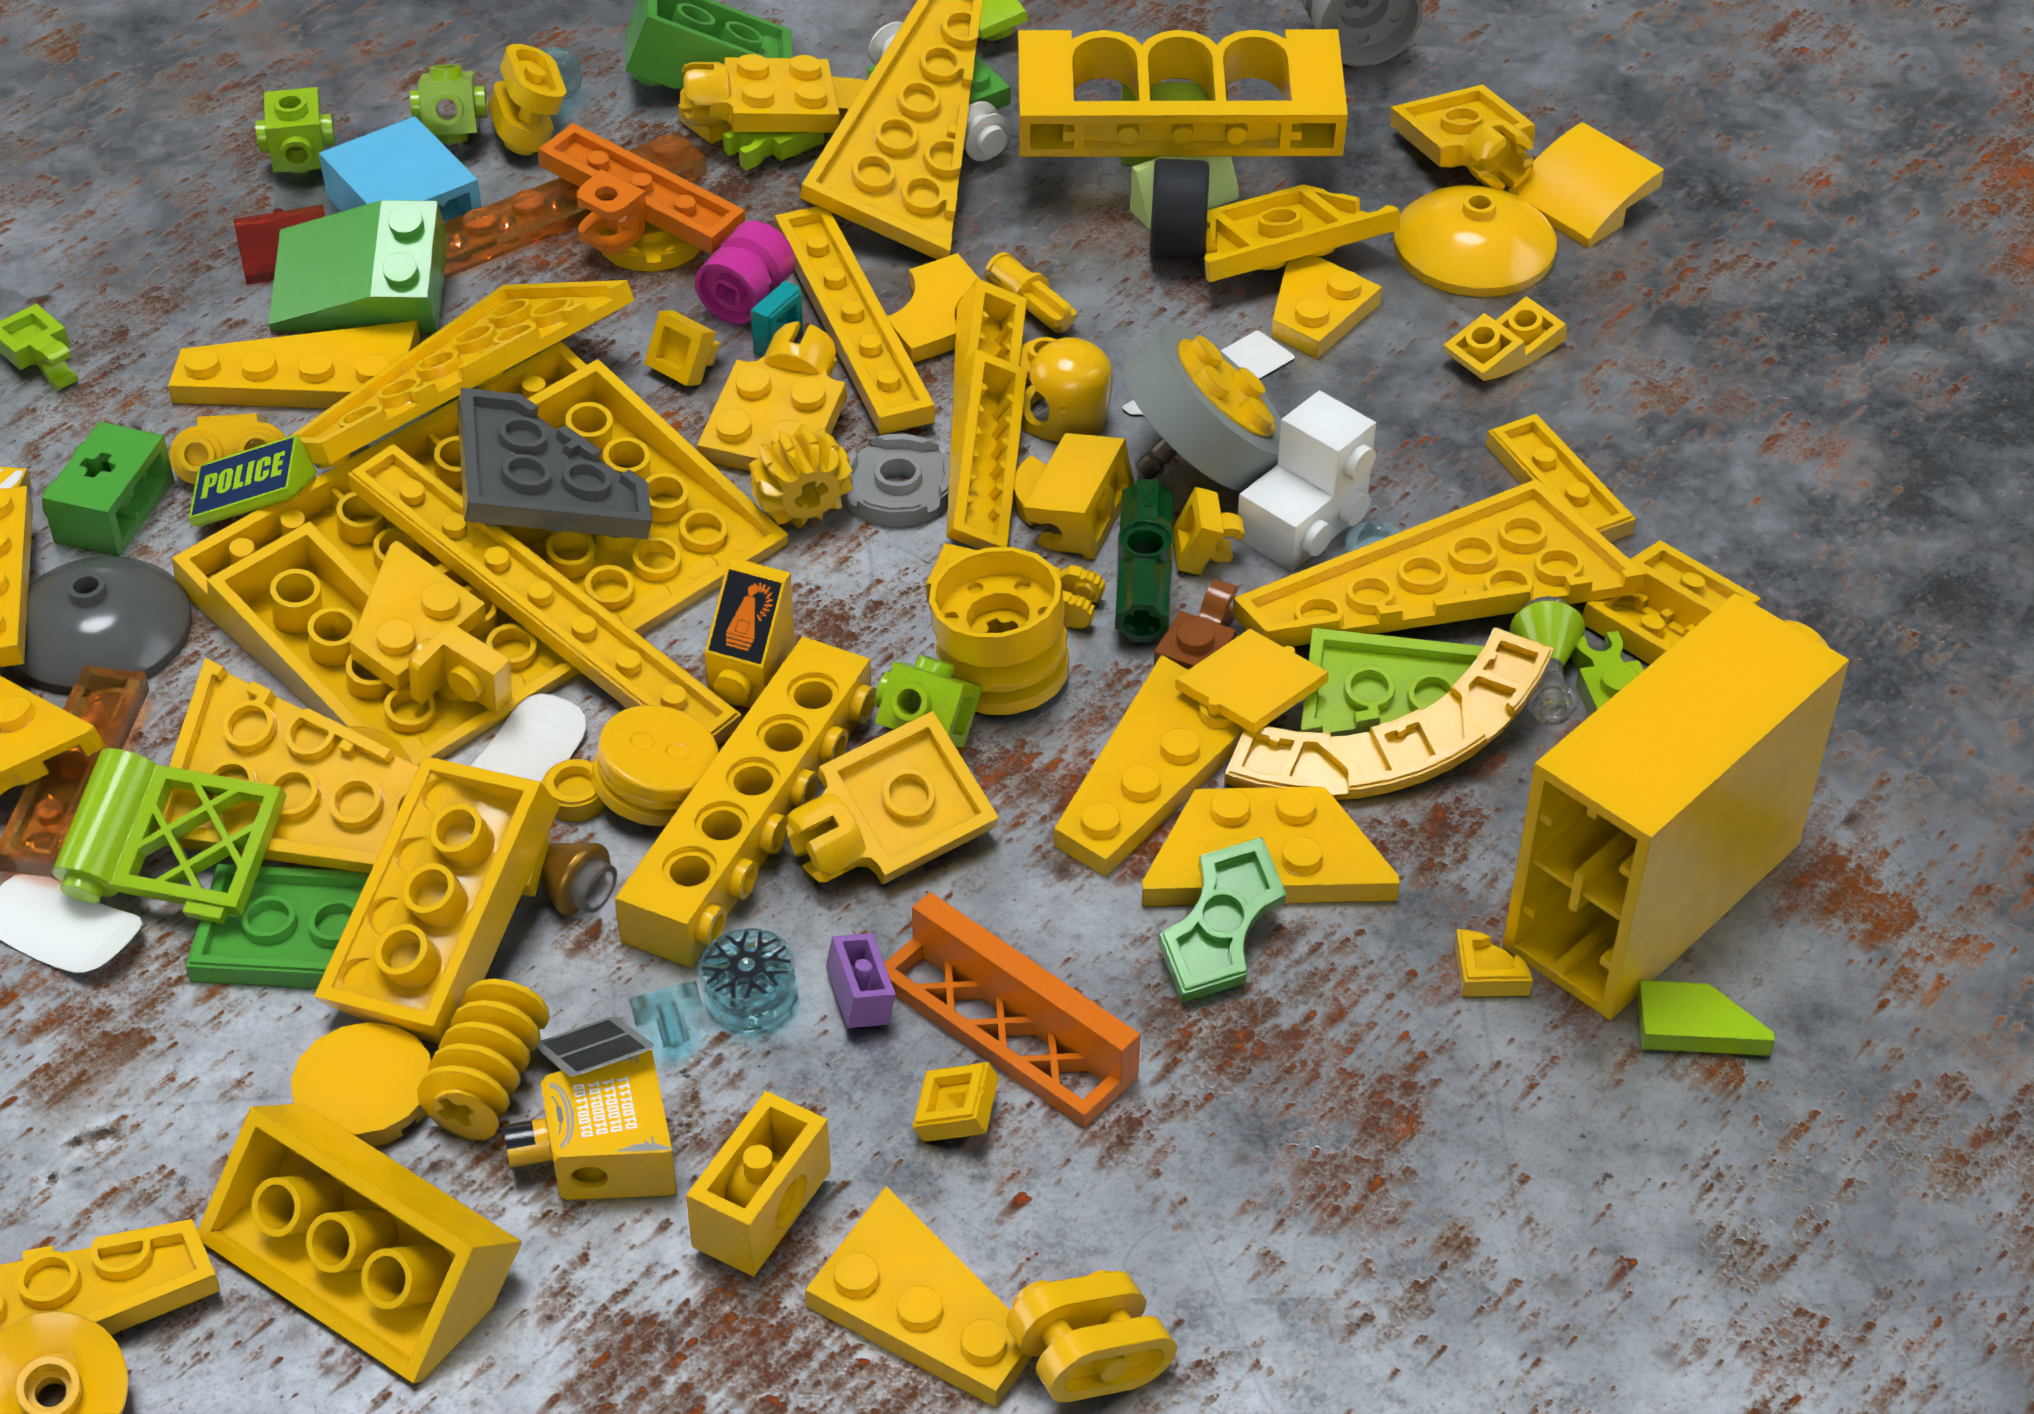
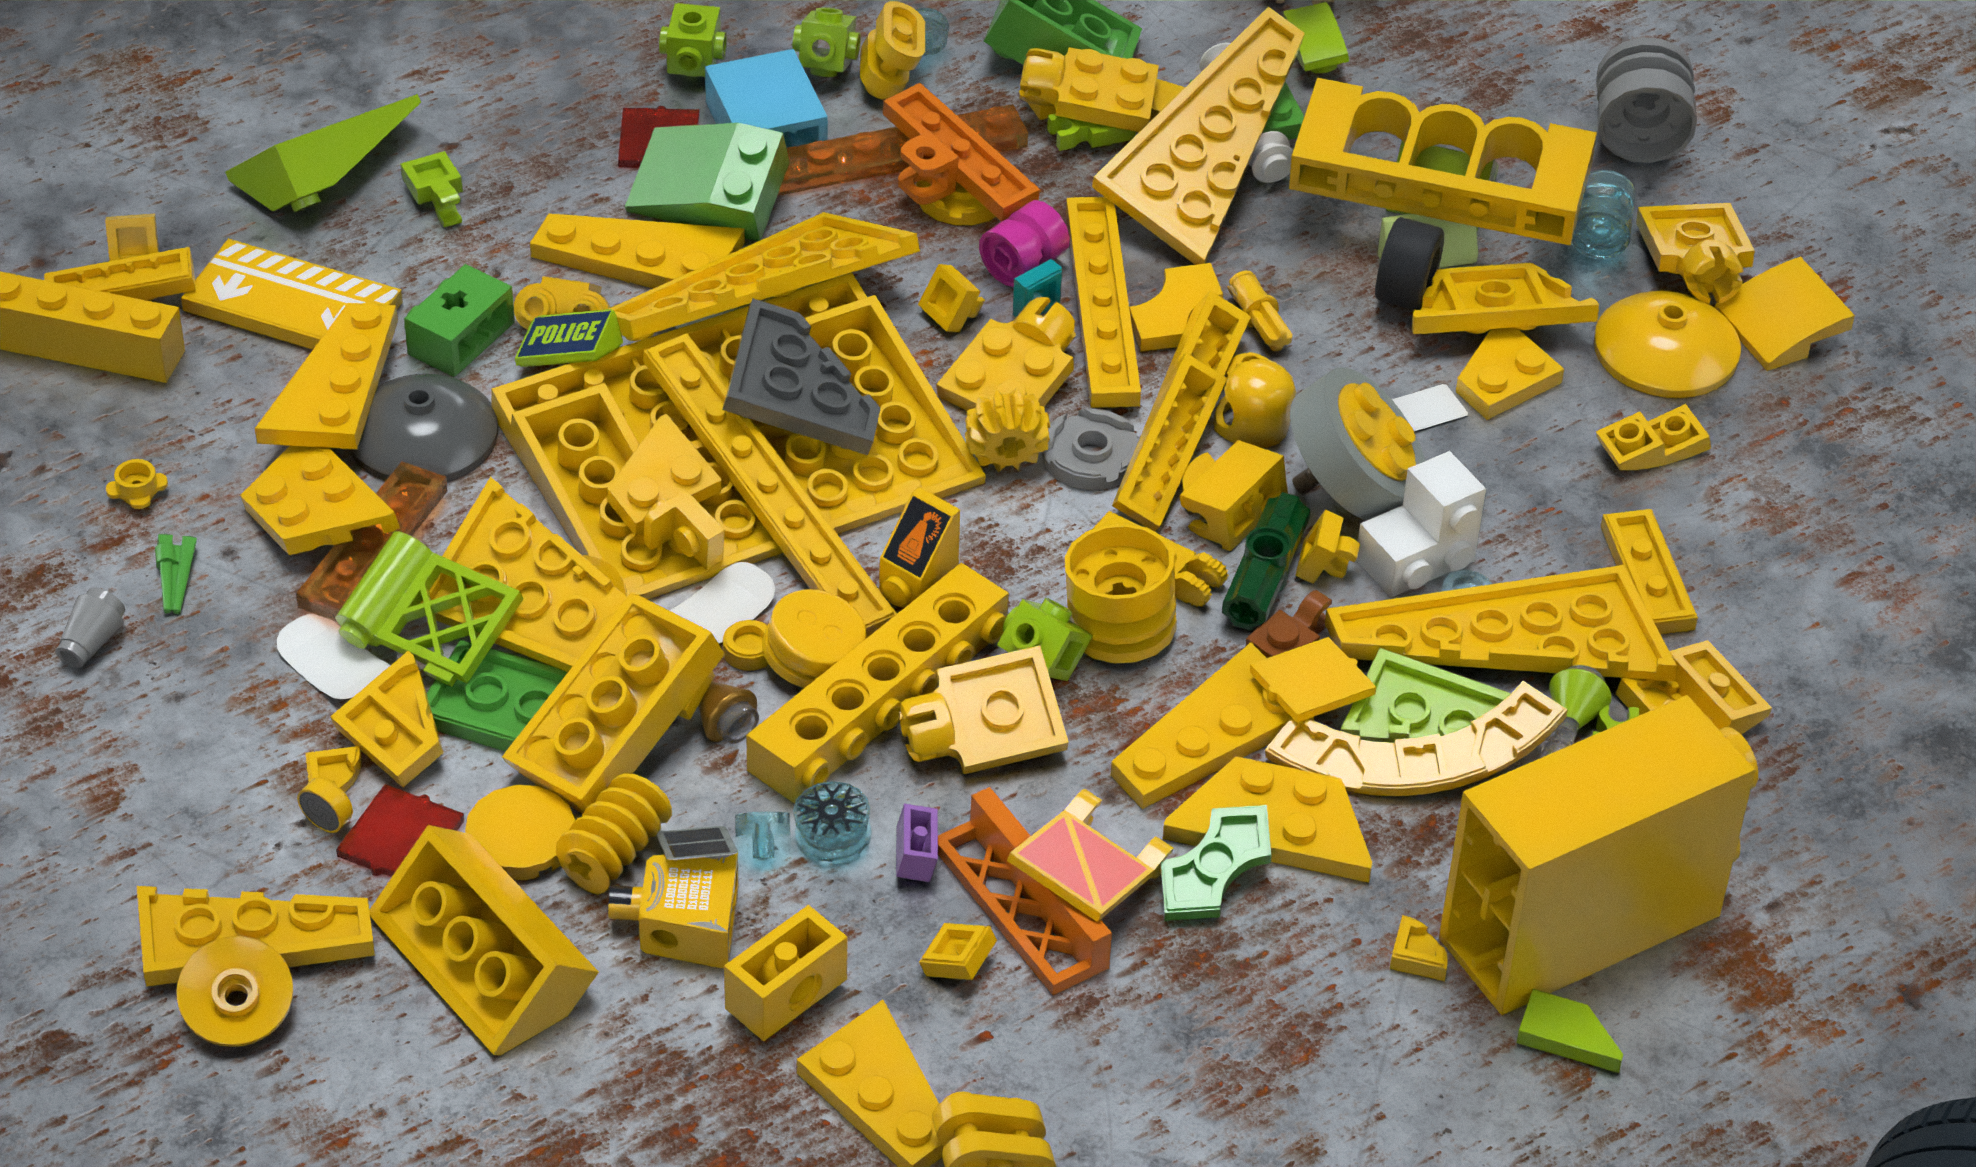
camera: 15 degrees right, 0 degrees up
(98, 1067) = (336, 765): none -> yellow tile
(102, 1111) = (325, 805): none -> tile
(161, 985) = (393, 721): none -> yellow wing
(200, 1121) = (391, 829): none -> clear red piece
(1073, 957) = (1085, 864): none -> flag
(1370, 126) = (1605, 215): none -> clear light blue wheel

